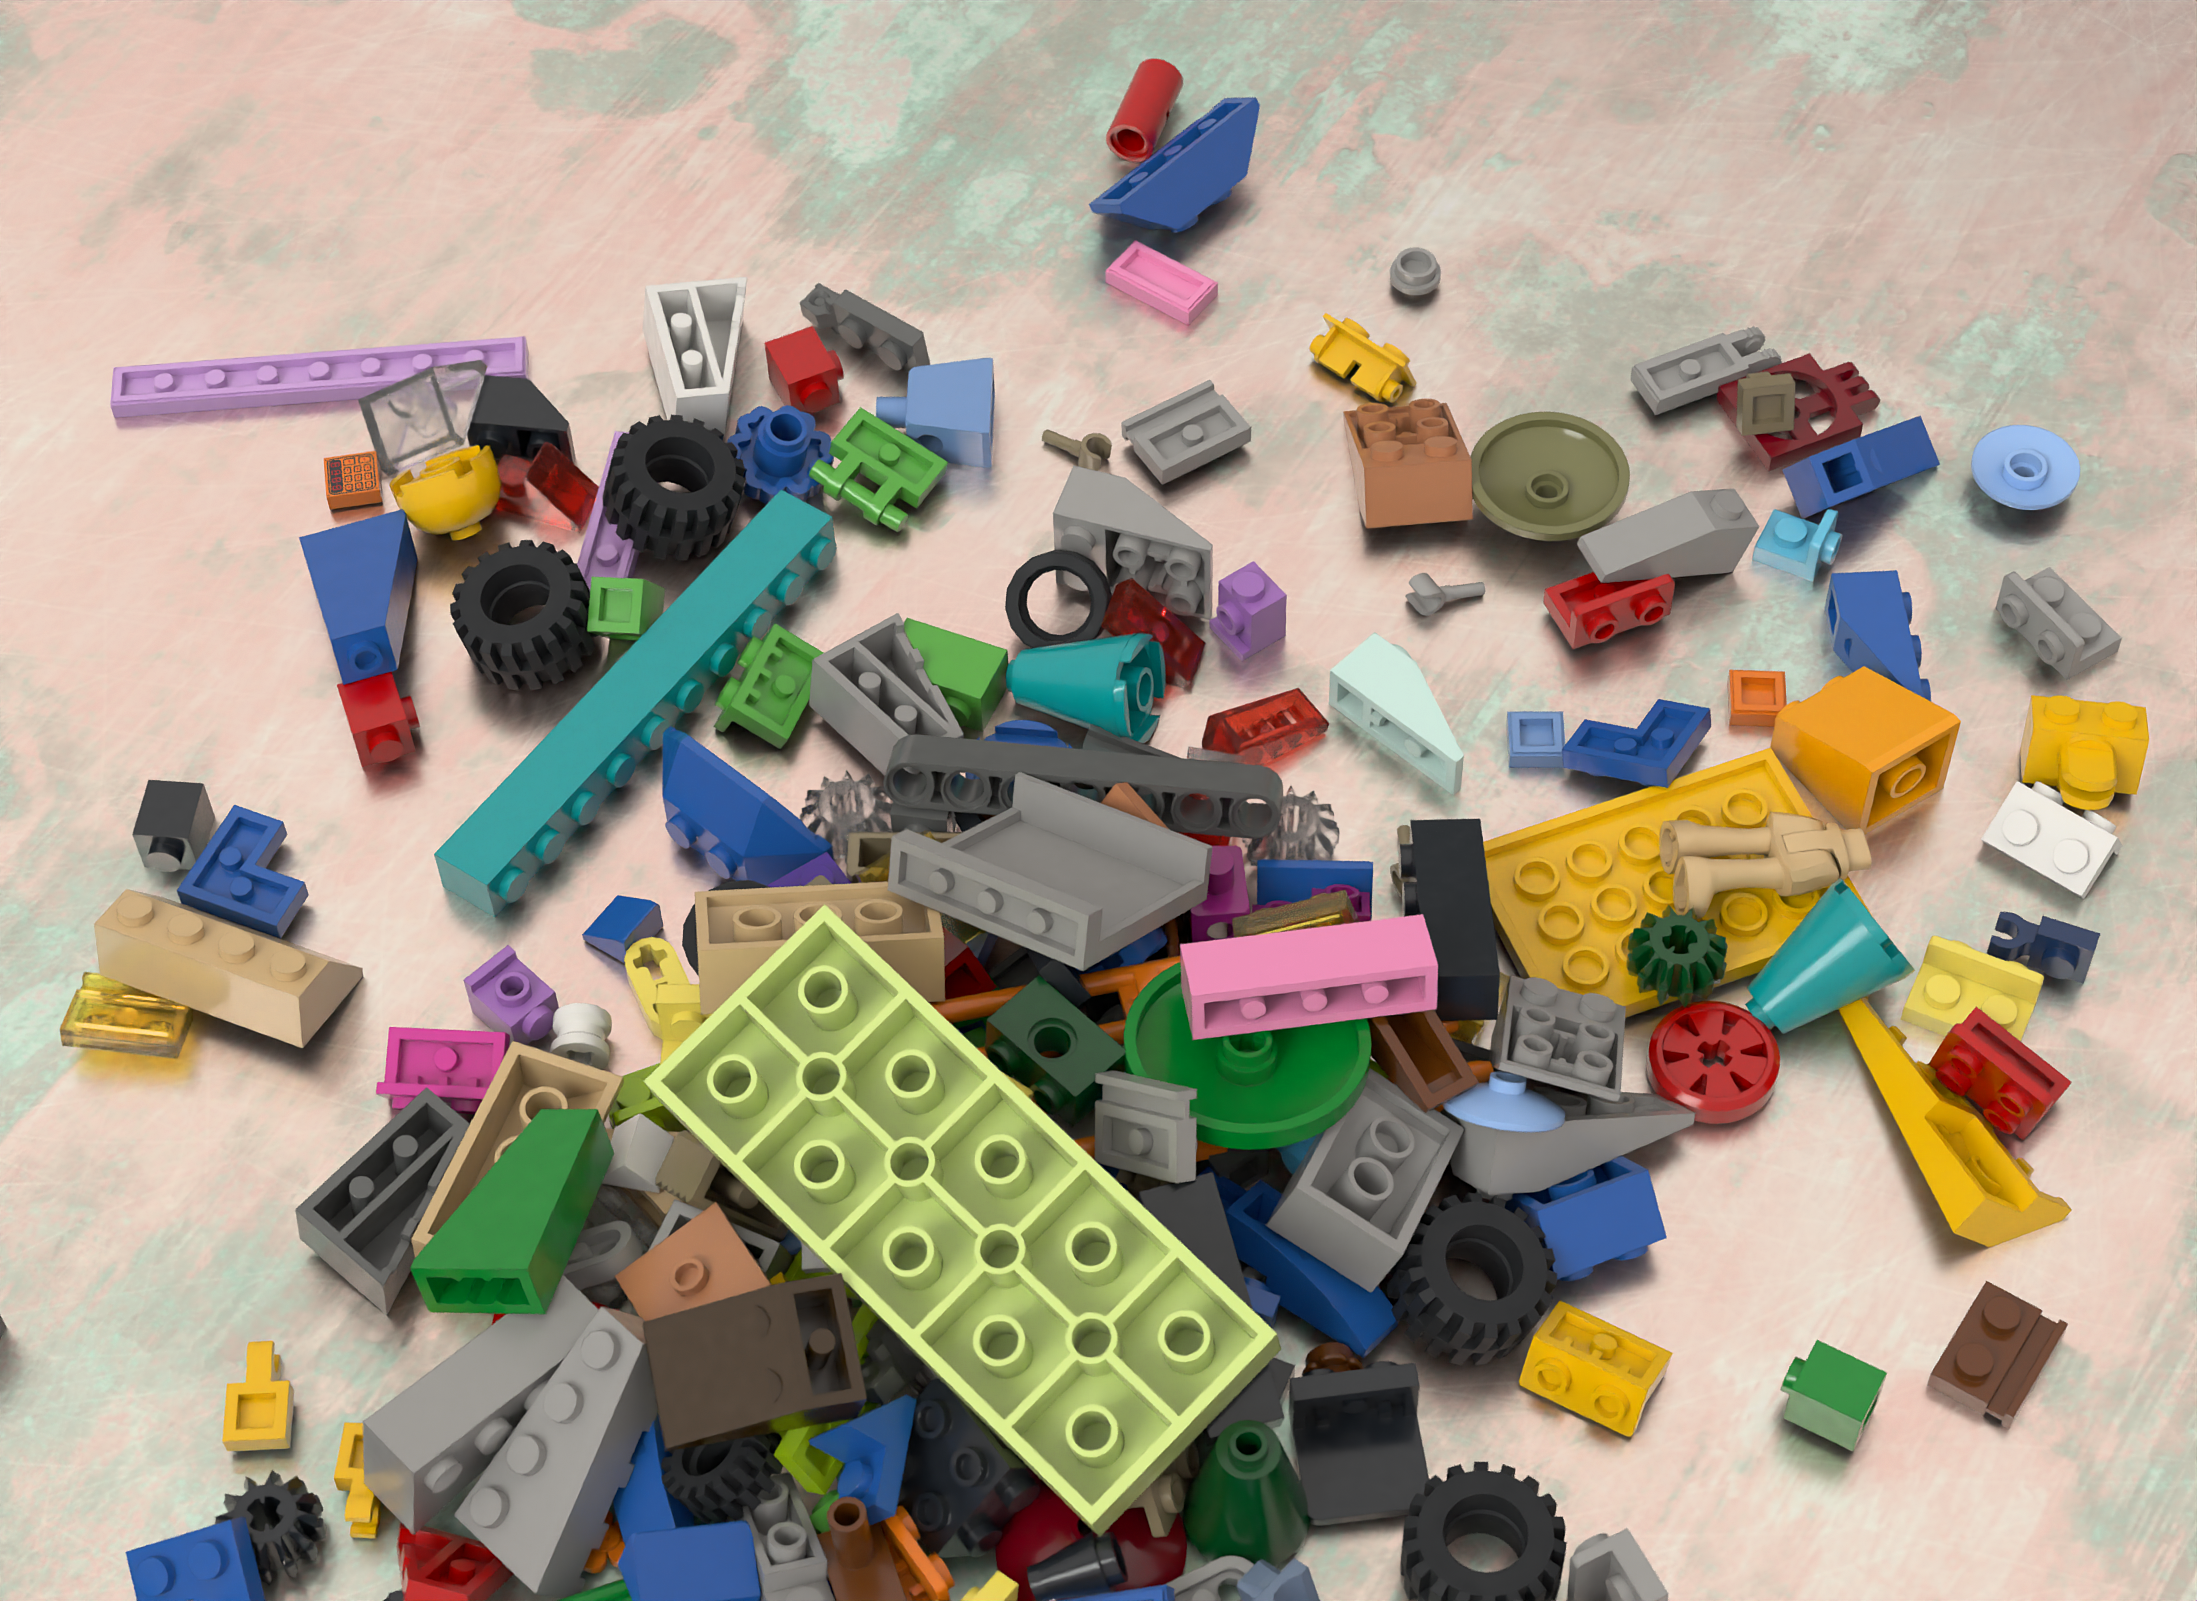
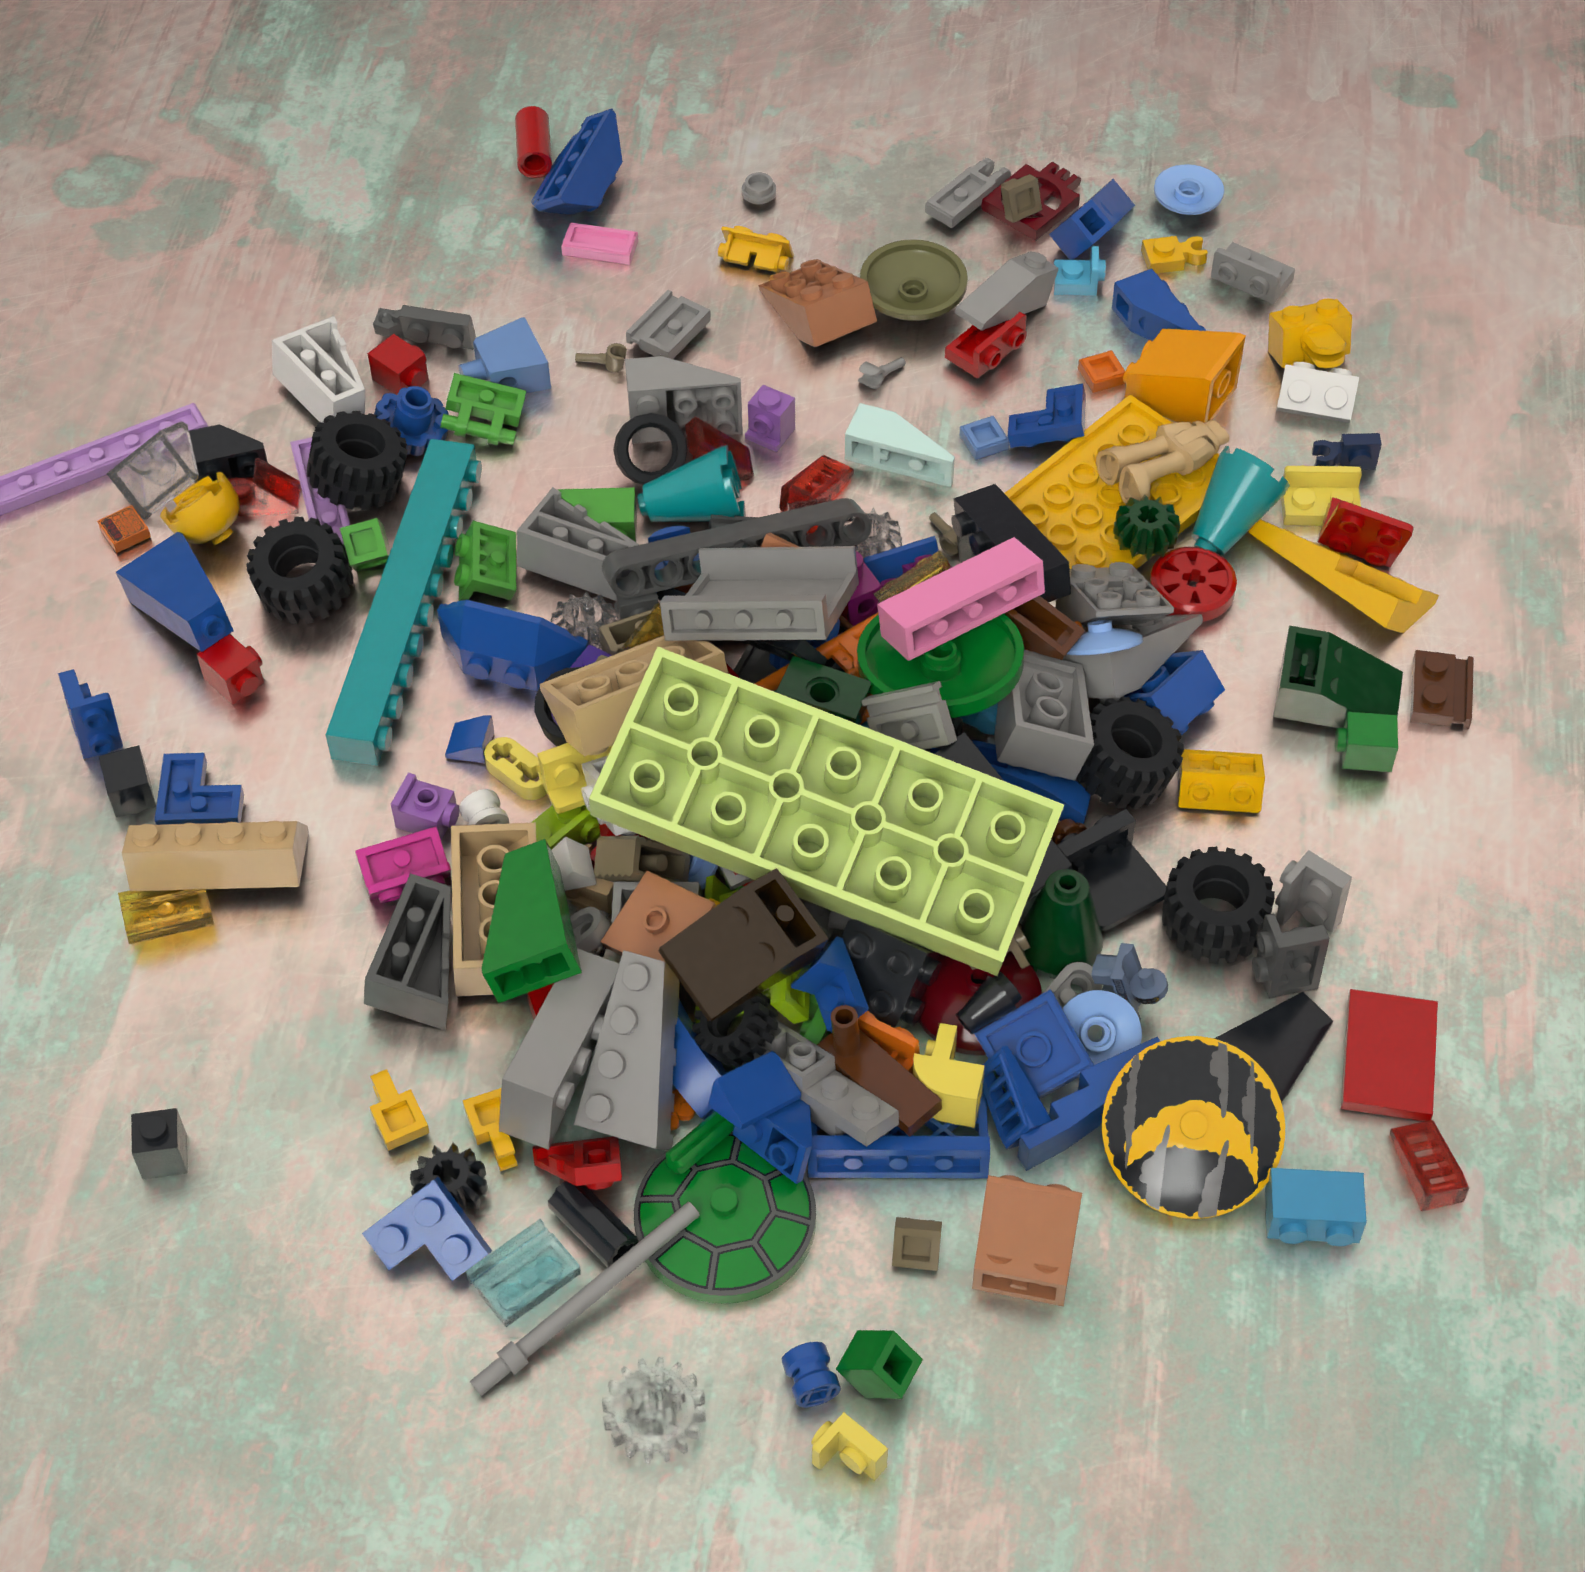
camera: 25 degrees left, 0 degrees up
(163, 722) = (90, 717): none -> blue bracket
(1834, 1281) = (1329, 677): none -> dark green slope
(1947, 554) = (1169, 255): none -> yellow plate

